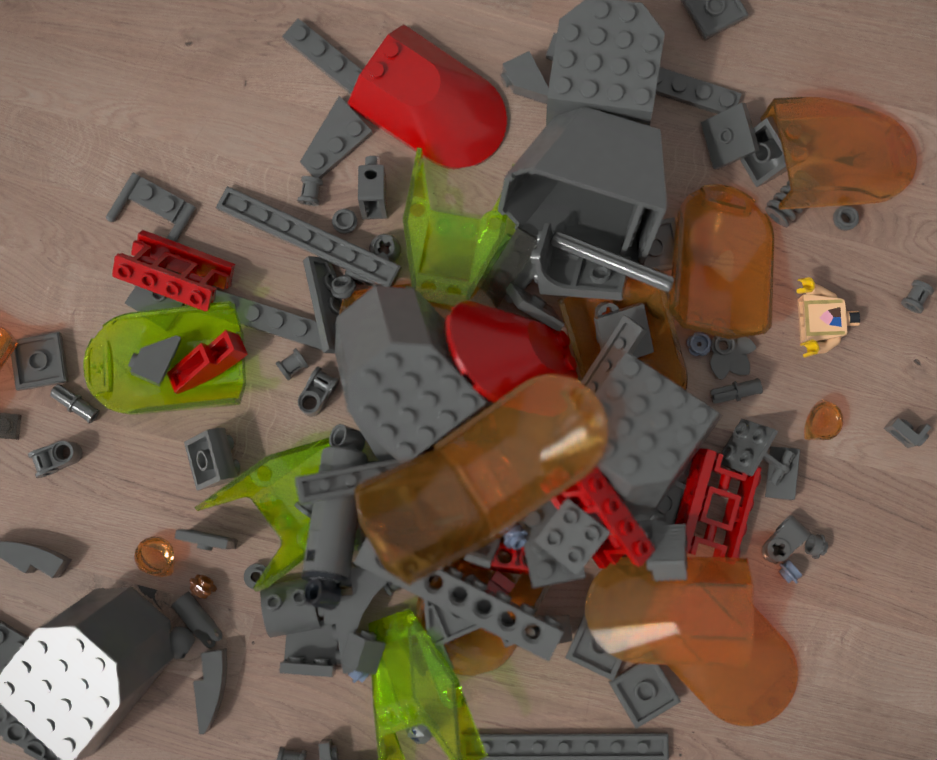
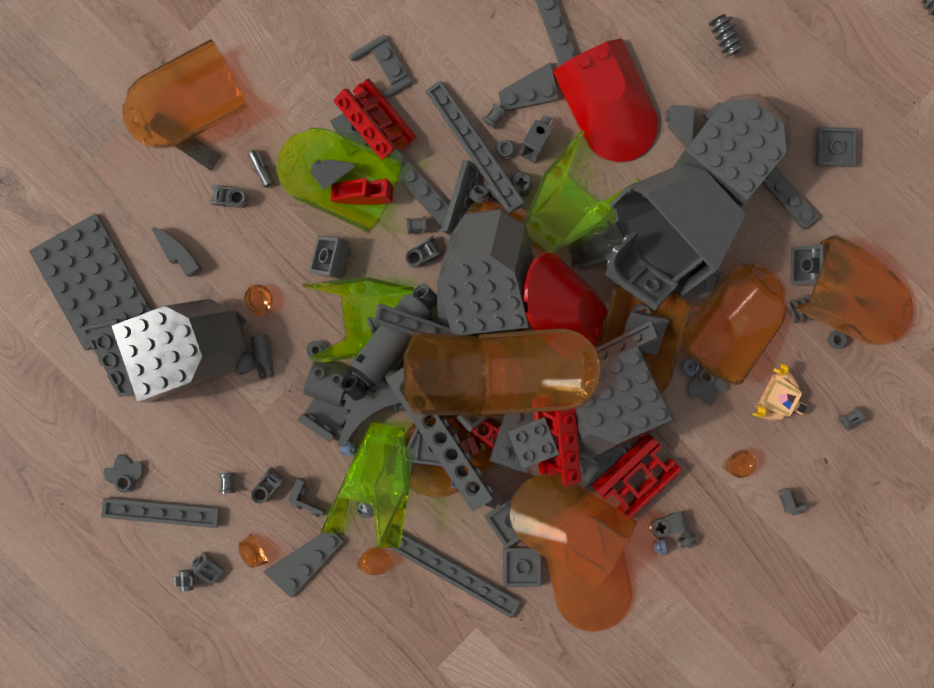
camera: 20 degrees right, 5 degrees up
(39, 362) = (253, 128): dark grey plate -> none
(202, 586) = (277, 336): dark orange plate -> none
(206, 540) = (297, 309): dark grey plate -> none
(210, 688) = (247, 403): dark grey slope -> none
(363, 652) = (358, 438): dark grey brick -> none
(515, 538) = (496, 423): sand blue plate -> none
(535, 307) = (596, 281): dark grey plate -> none
(612, 261) = (664, 281): dark grey axle -> none
(670, 552) = (589, 489): dark grey brick -> none
(730, 136) = (793, 241): dark grey plate -> none
(736, 391) = (695, 411): dark grey axle -> none
(749, 447) = (681, 452): dark grey plate -> none
(787, 487) = (693, 481): dark grey slope -> none

